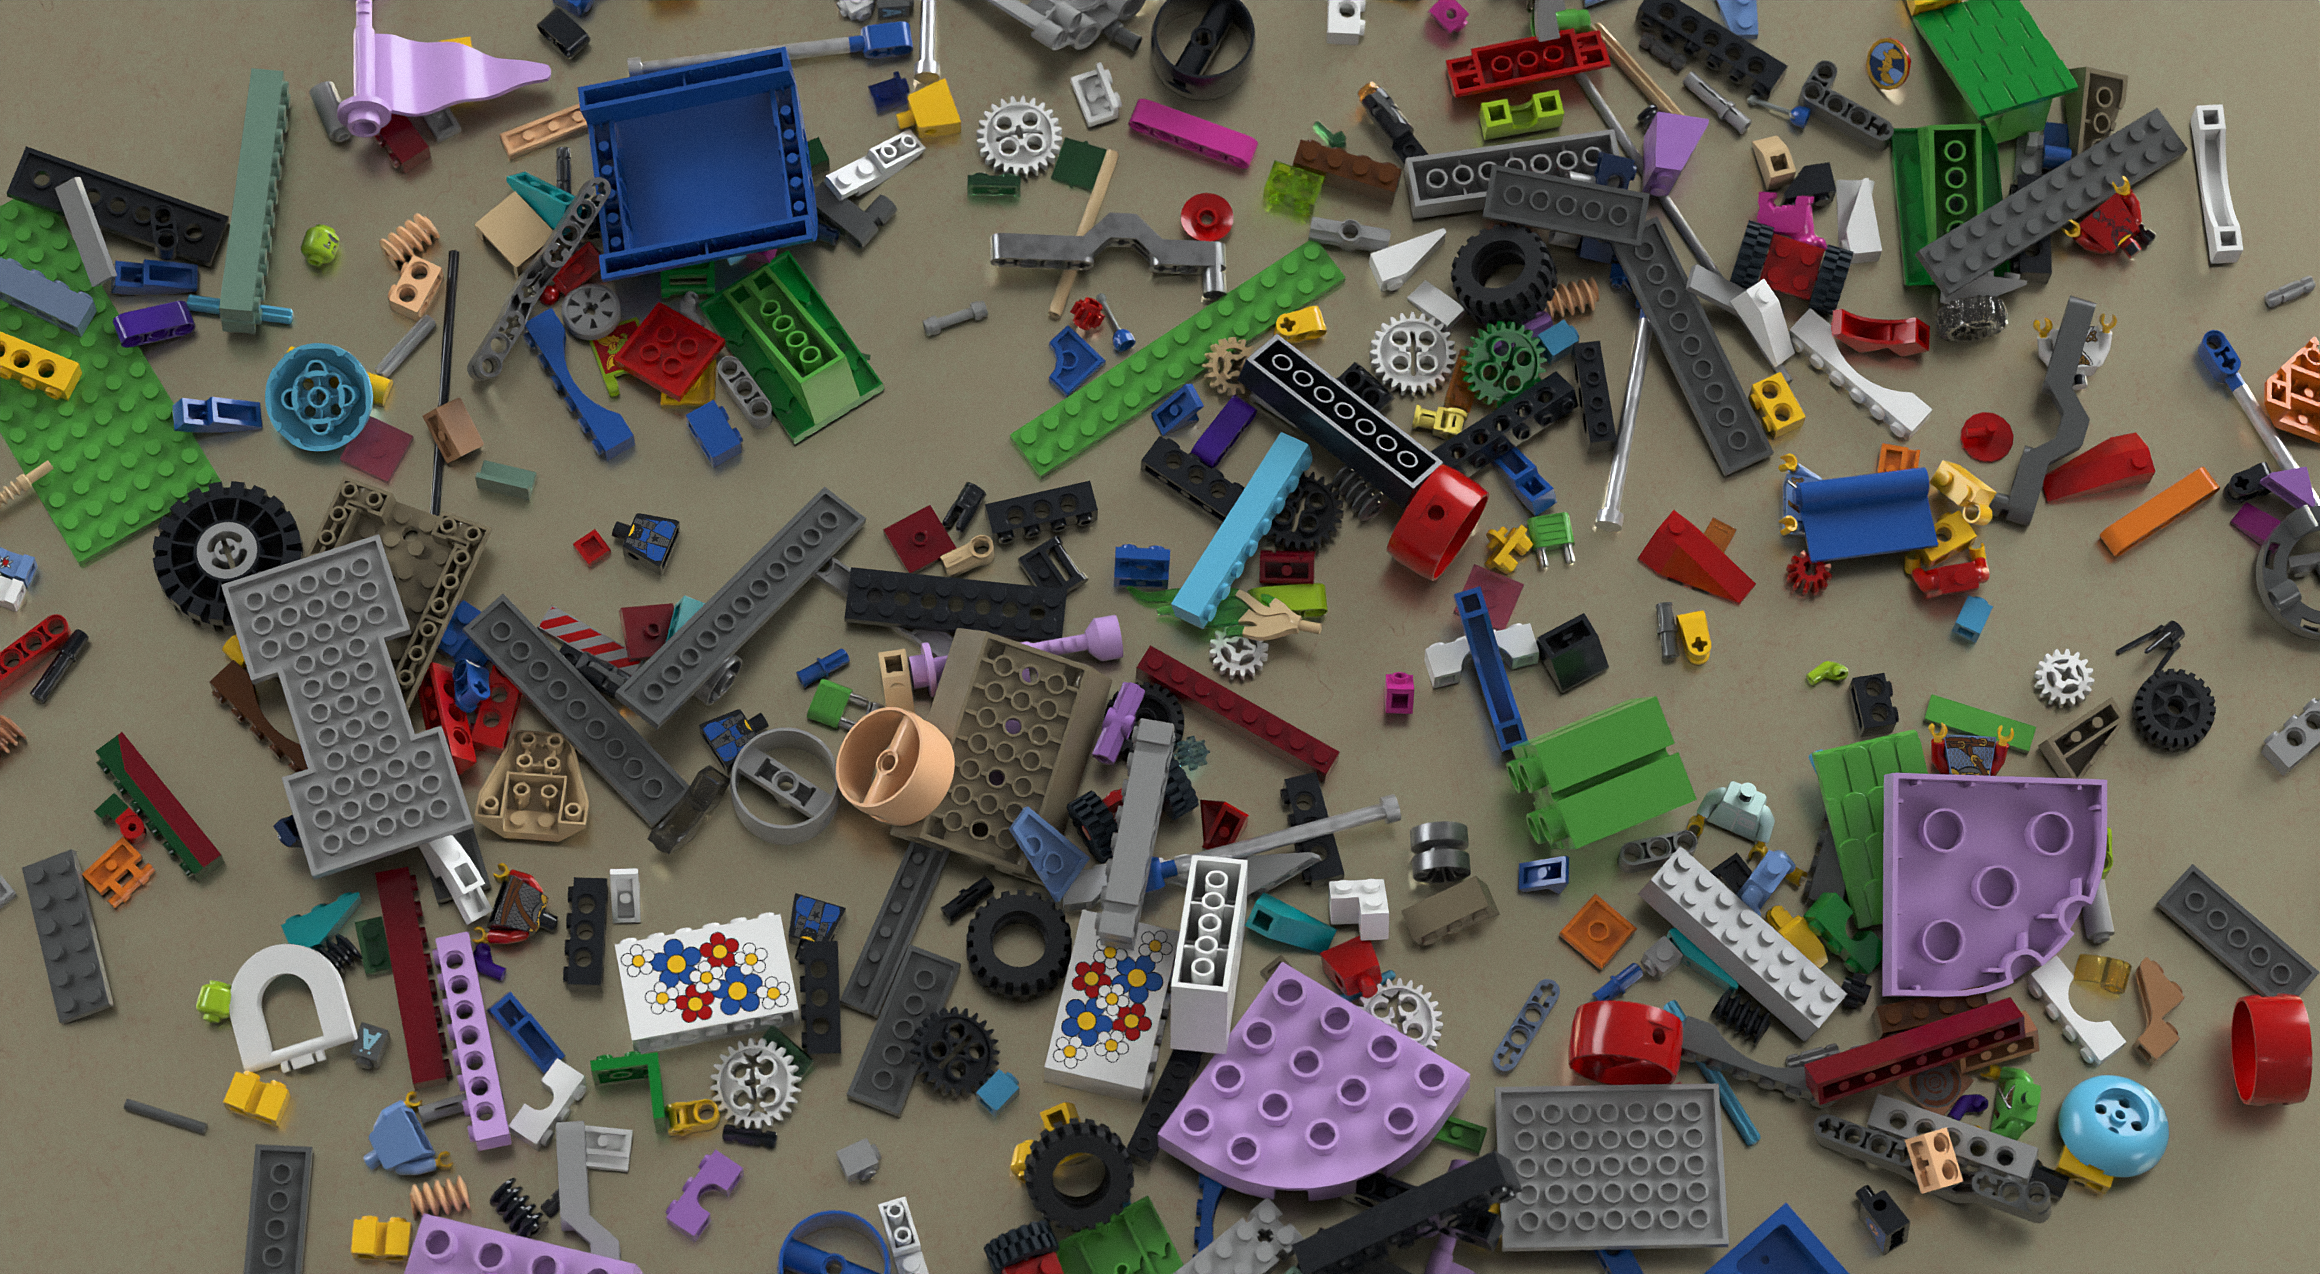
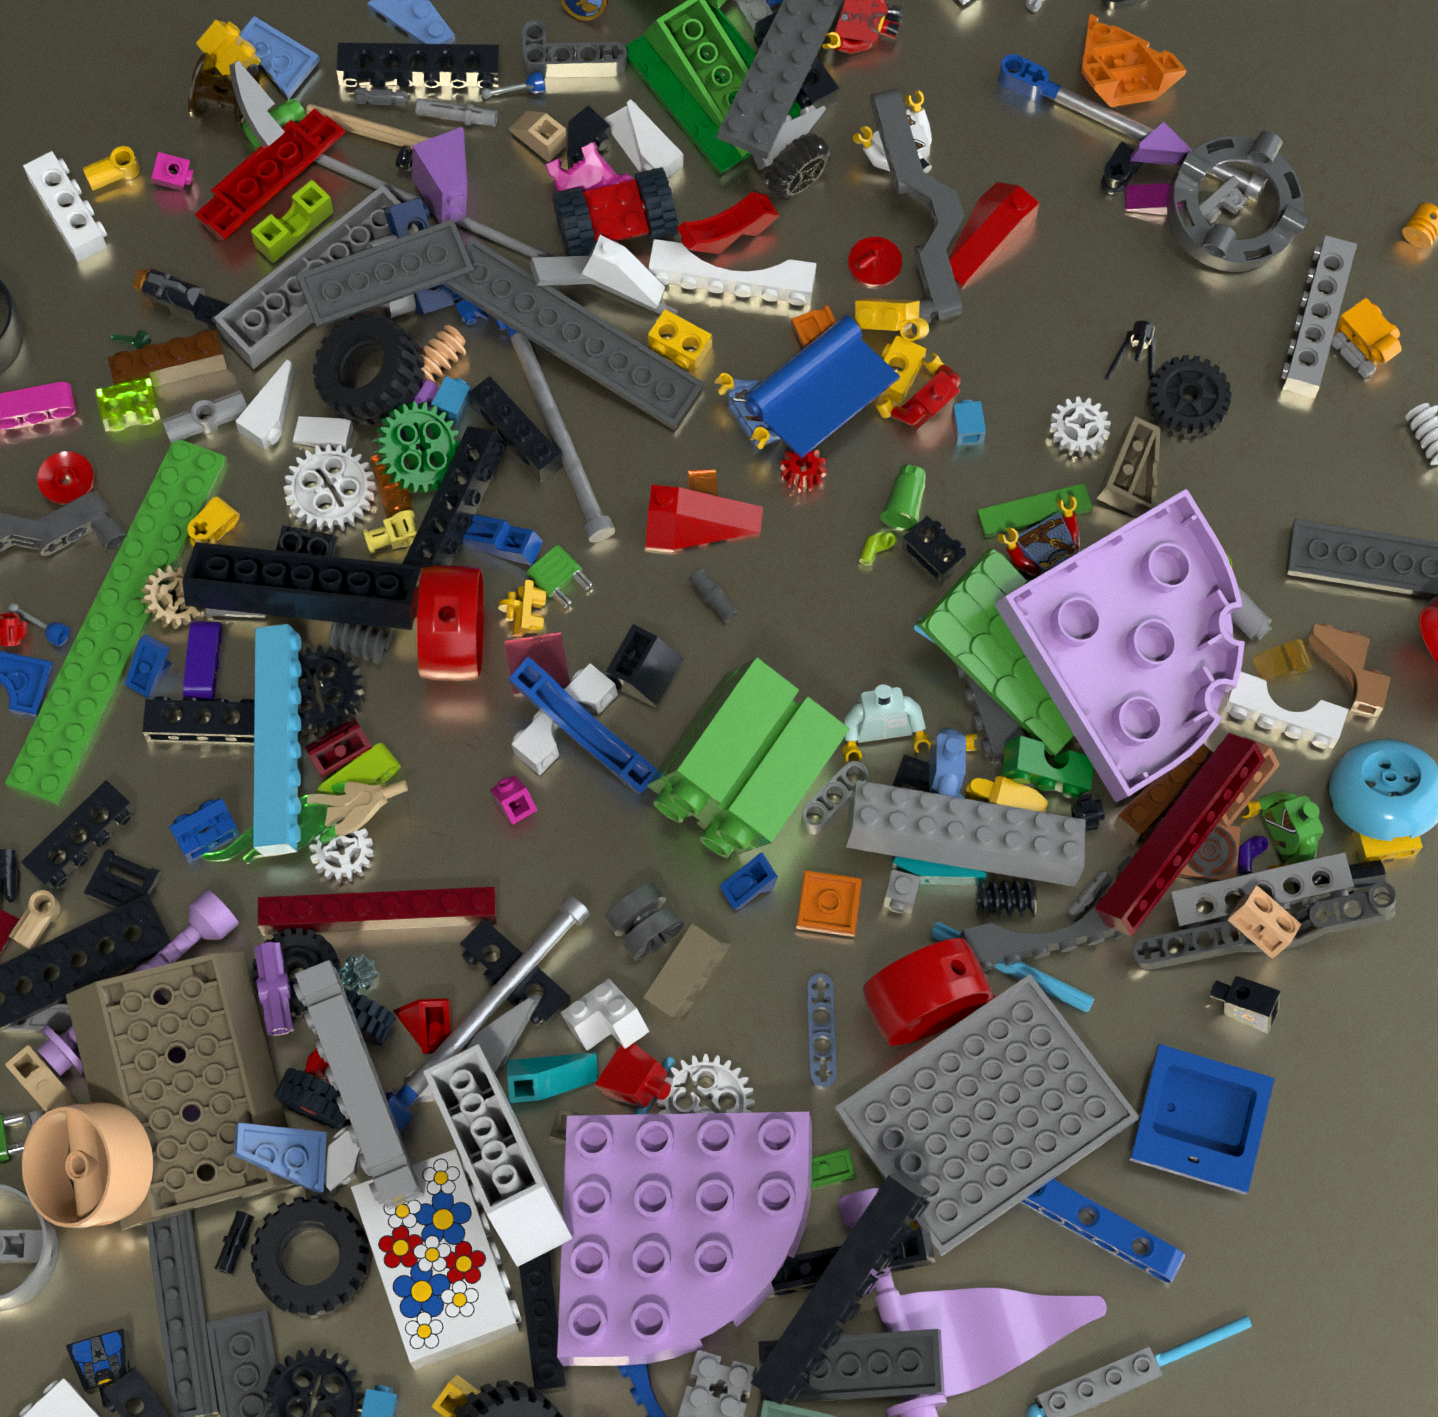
camera: 30 degrees left, 0 degrees up
(1618, 983) = (878, 940): blue axle -> none
(1694, 633) = (739, 582): yellow piece -> none
(1877, 648) = (905, 499): none -> bright green plant
(2159, 511) = (1062, 236): orange beam -> none

